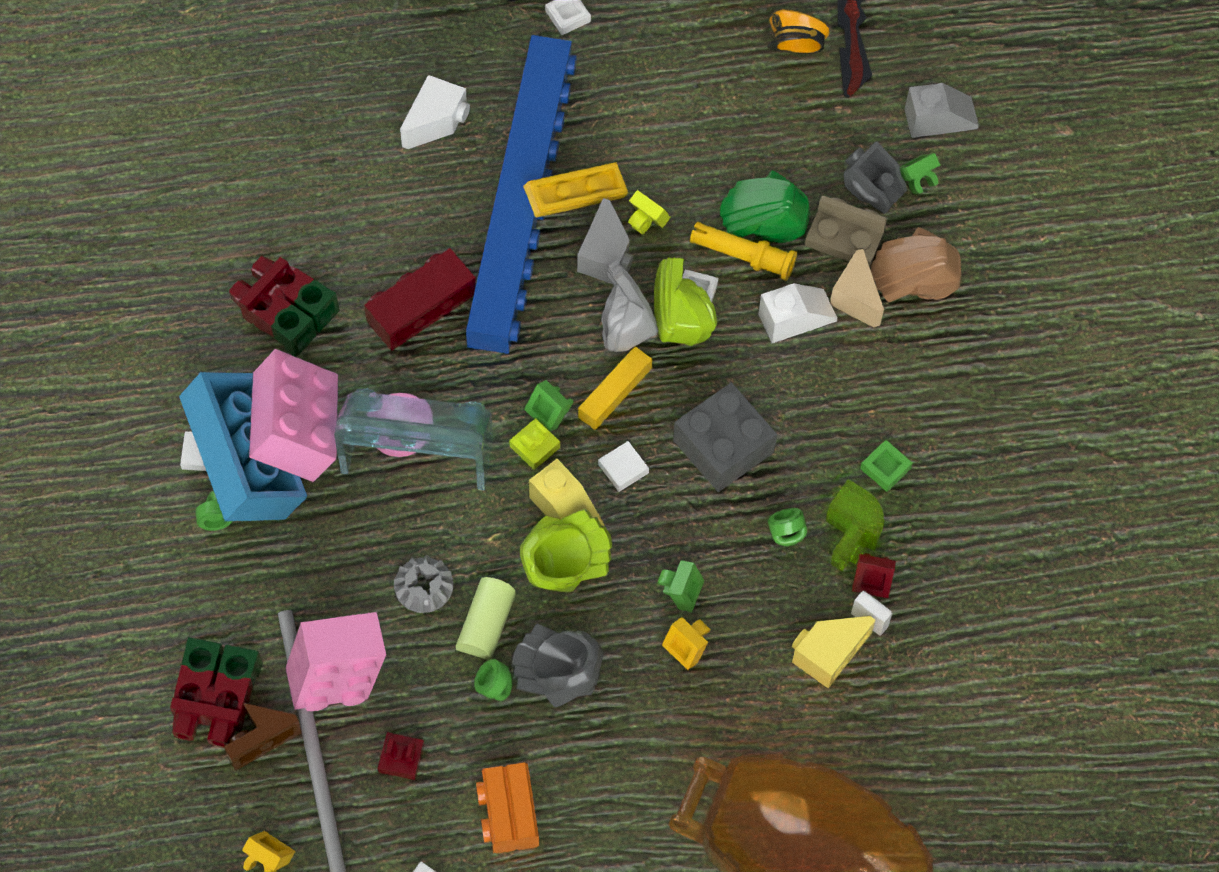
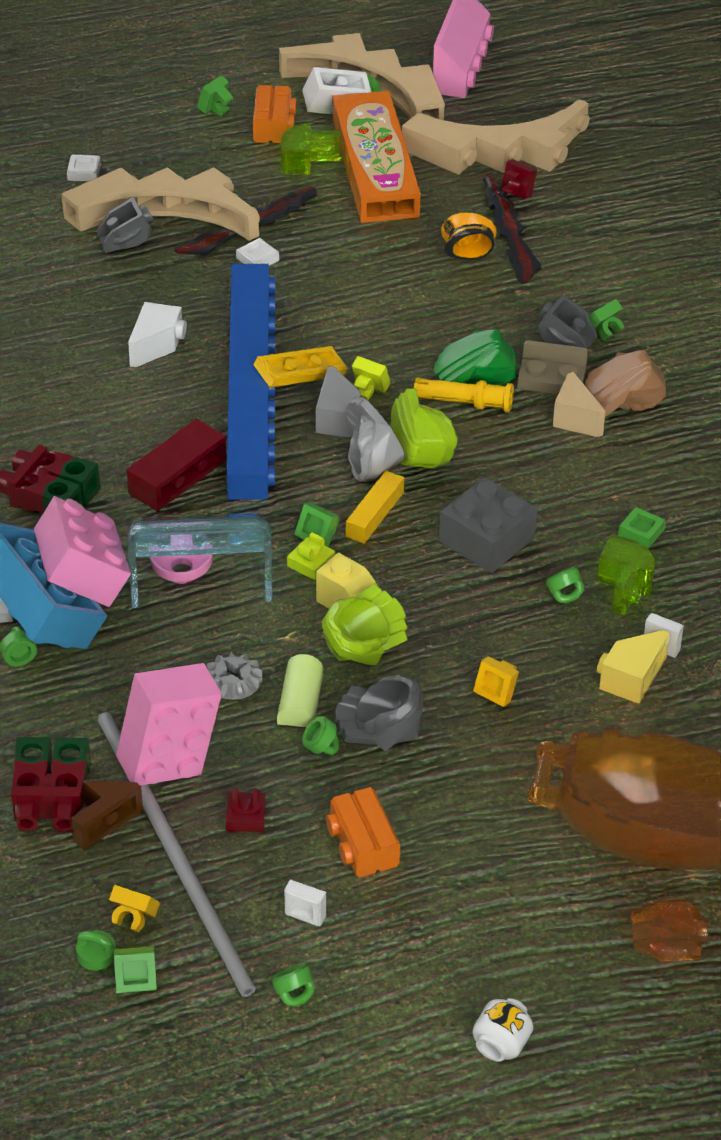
camera: 10 degrees left, 20 degrees down
(623, 466) = (398, 563): white tile -> none
(682, 585) = (480, 638): bright green tile -> none
(794, 311) = (521, 429): white slope -> none
(874, 575) = (656, 601): dark red tile -> none
(939, 110) = (606, 277): light grey slope -> none

